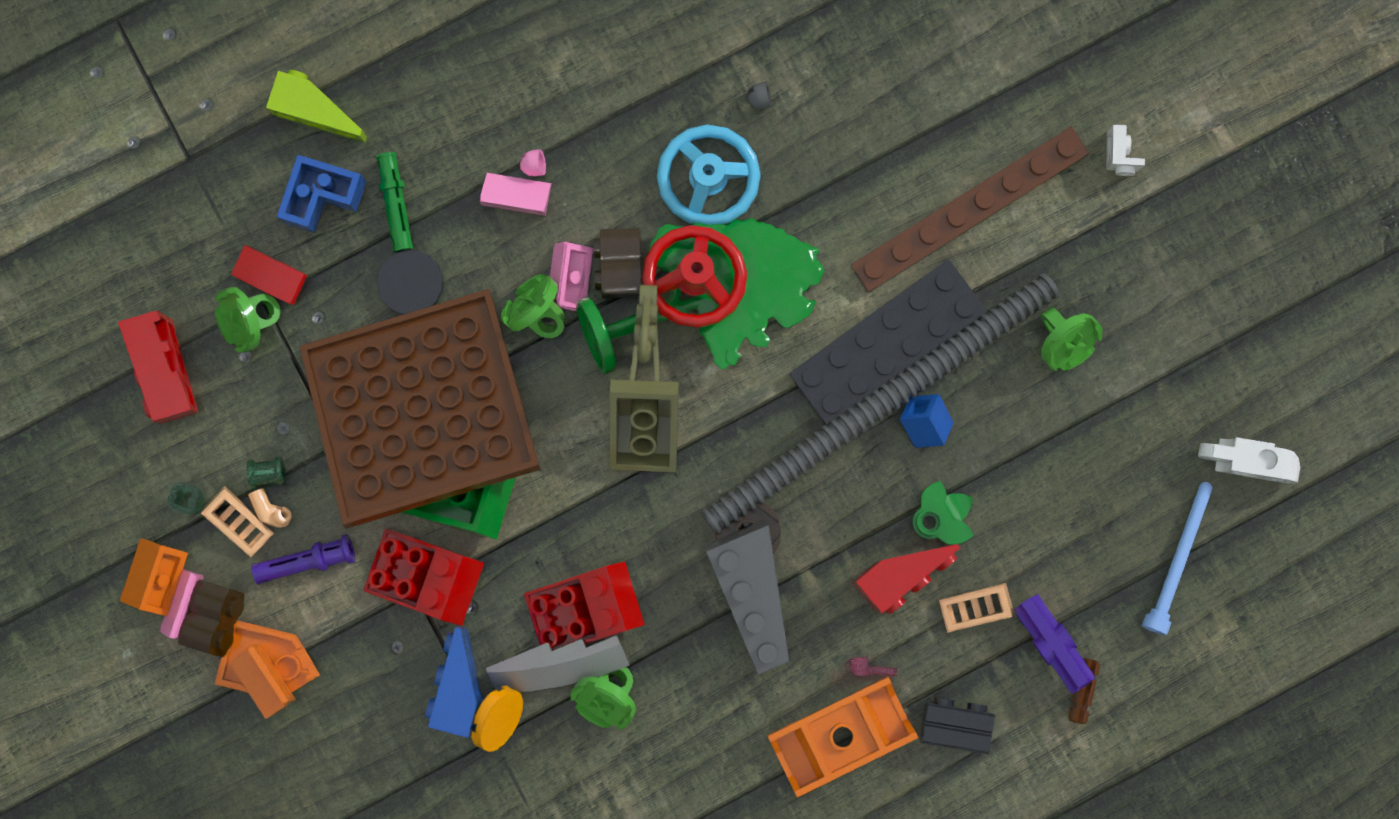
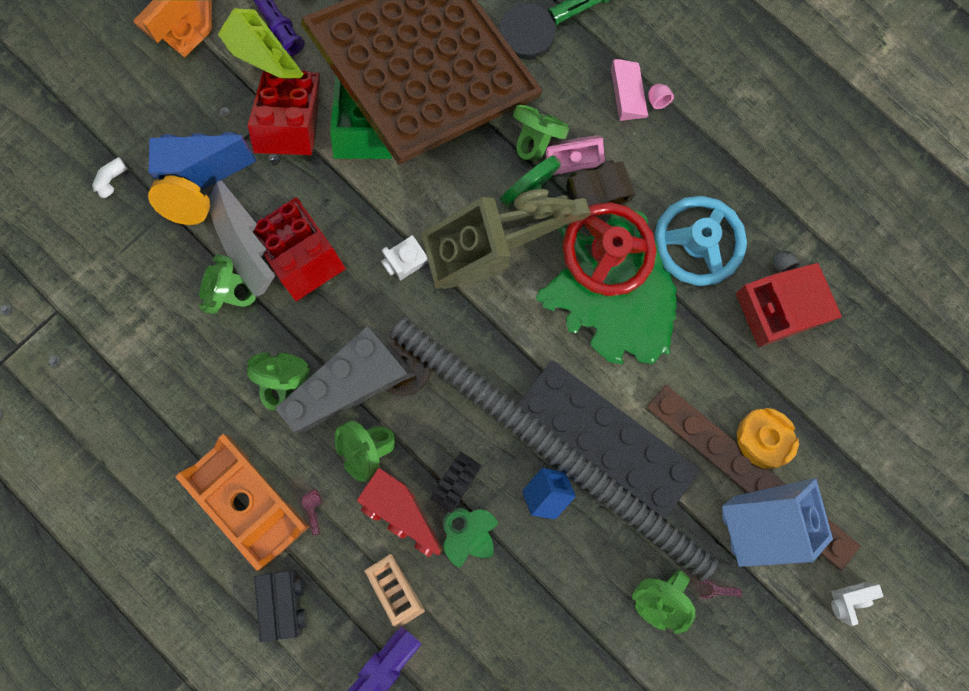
camera: 70 degrees right, 5 degrees down
(340, 587) = (254, 43): none -> lime slope
(436, 798) = (105, 175): none -> white arm
(630, 495) = (404, 258): none -> white bracket
(720, 661) = (277, 373): none -> bright green tile
(806, 108) = (787, 304): none -> red slope
(825, 600) = (361, 448): none -> bright green tile
(889, 510) = (455, 482): none -> black tyre
(937, 180) = (767, 438): none -> light orange tile
(1027, 202) = (778, 524): none -> medium blue slope
(1073, 280) = (719, 590): none -> clear pink hand

